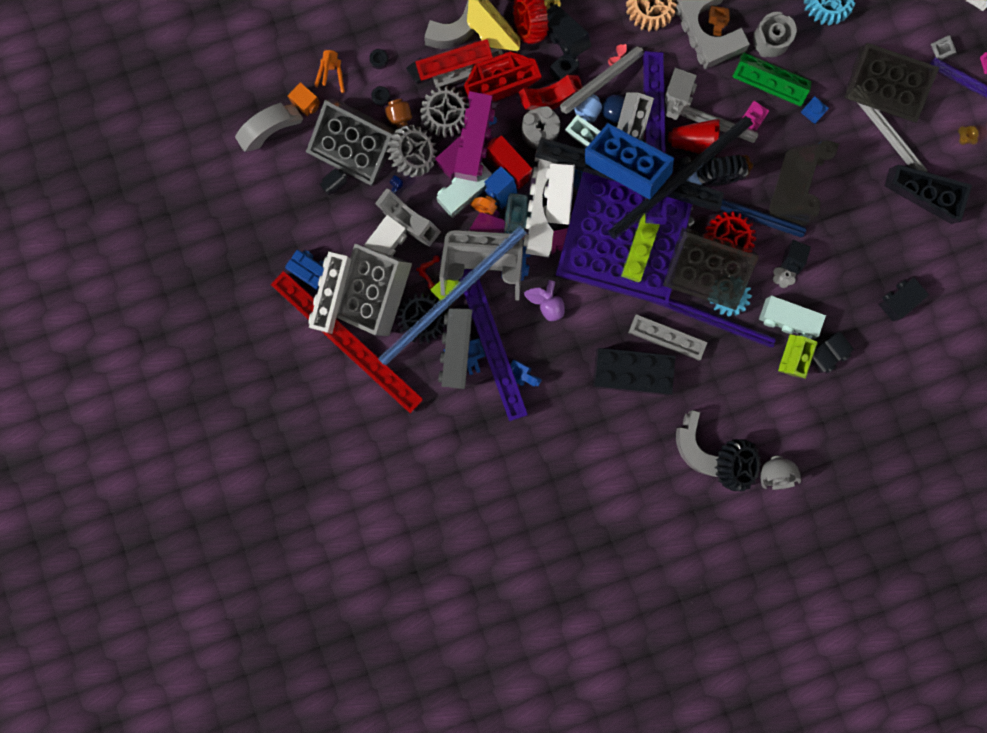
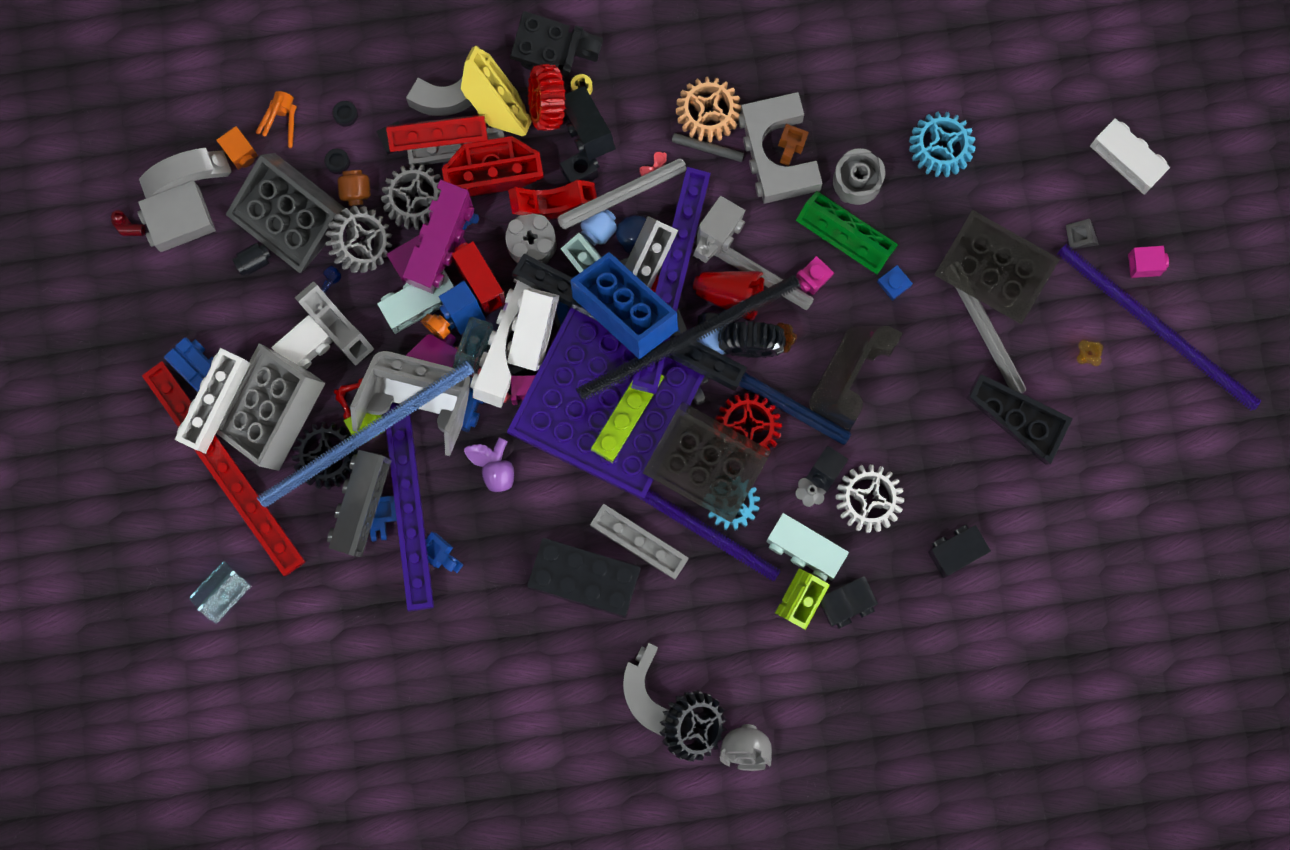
camera: 15 degrees right, 5 degrees down
(231, 175) = (124, 226): none -> dark red arm
(268, 160) = (175, 216): none -> light grey brick
(364, 434) = (219, 592): none -> clear light blue panel
(656, 34) = (708, 147): none -> dark grey bar
(845, 274) = (859, 494): none -> white gear

